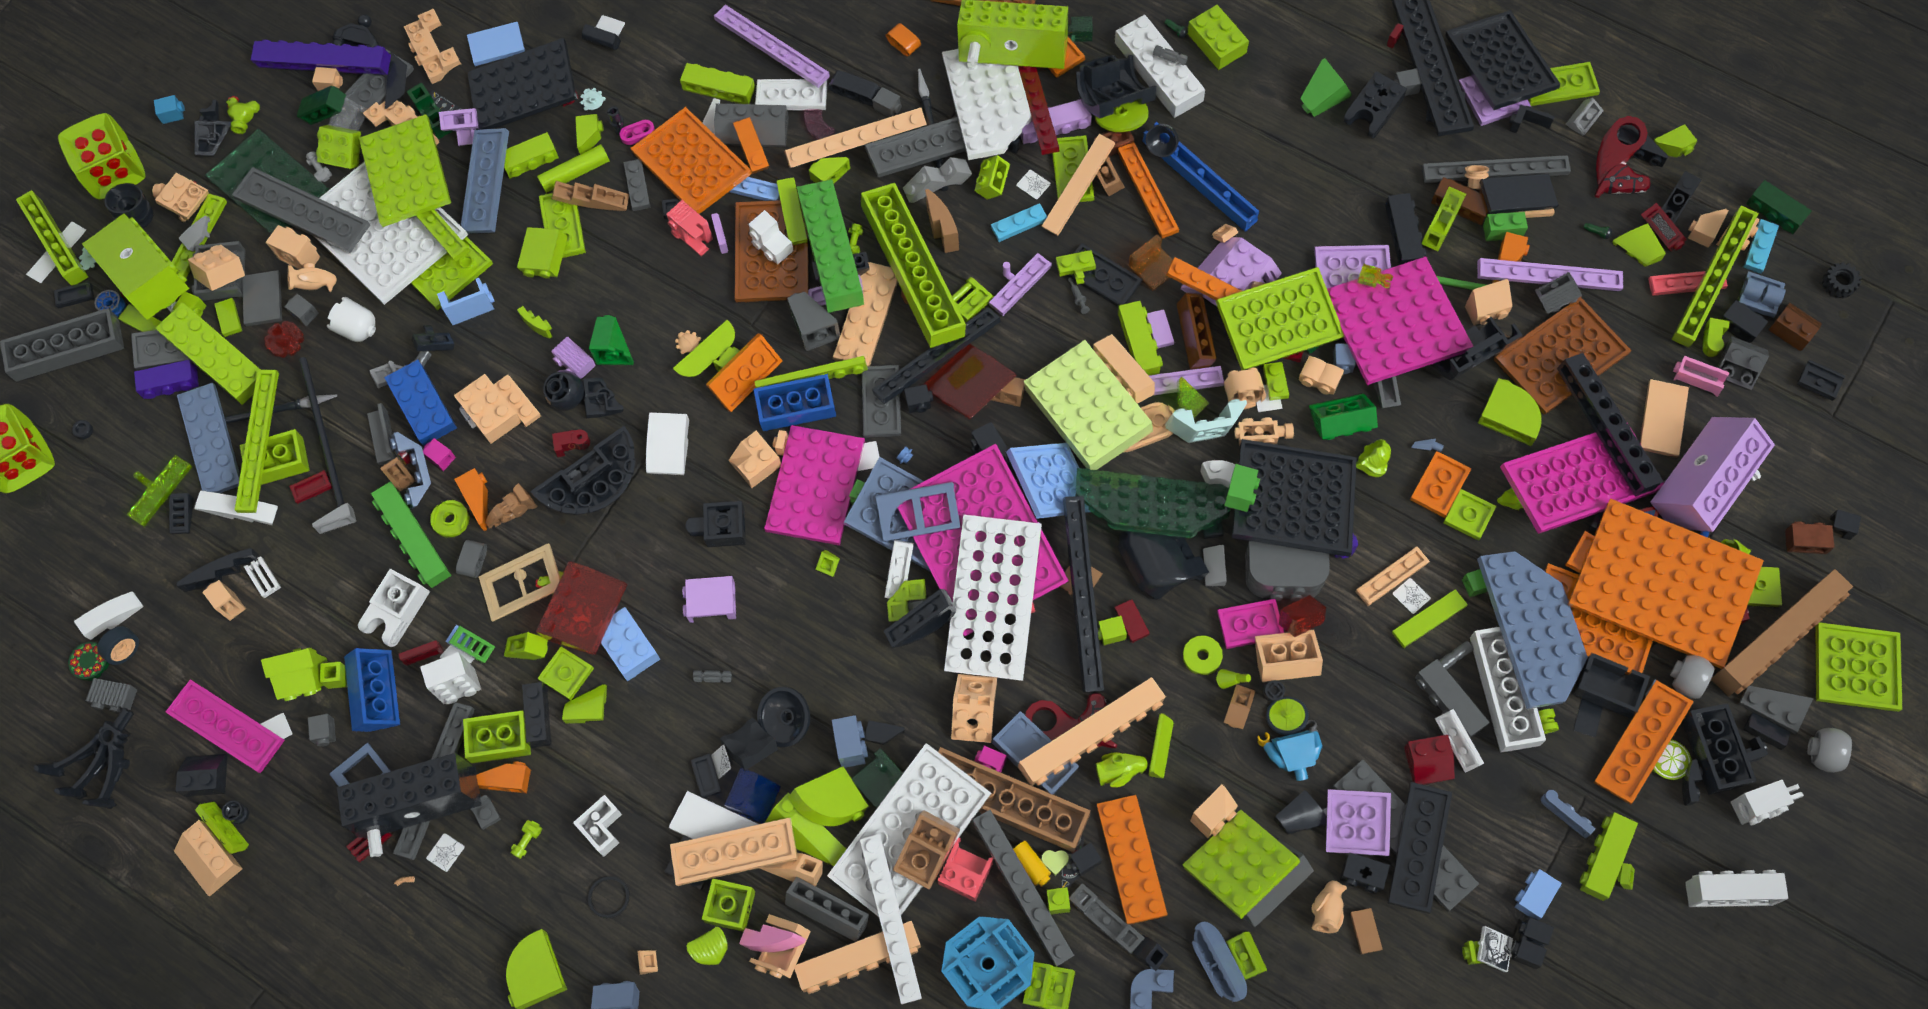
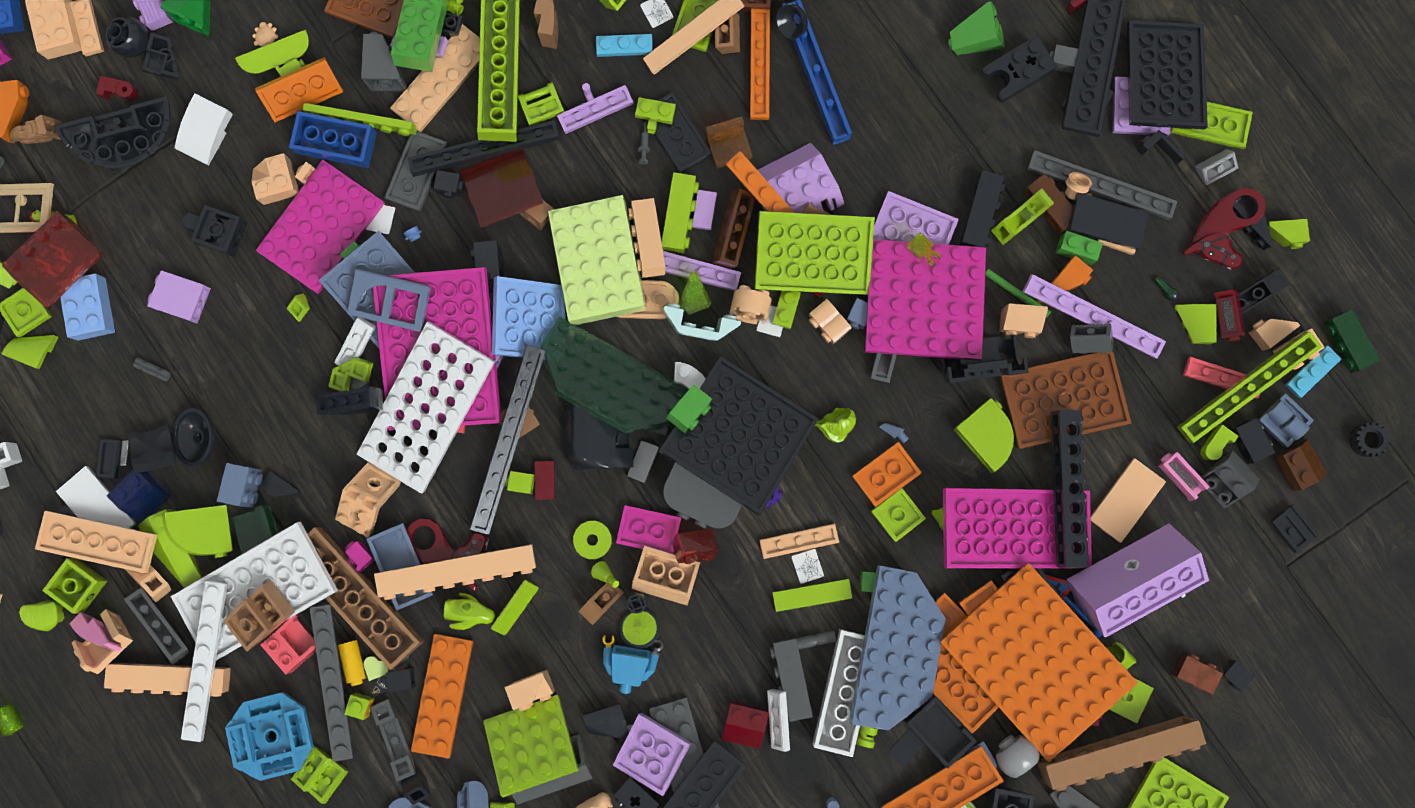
camera: 20 degrees right, 15 degrees up
(1224, 233) = (810, 140): light nougat tile -> none
(1259, 428) = (744, 350): light nougat brick -> none
(1344, 416) = (830, 370): green slope -> none

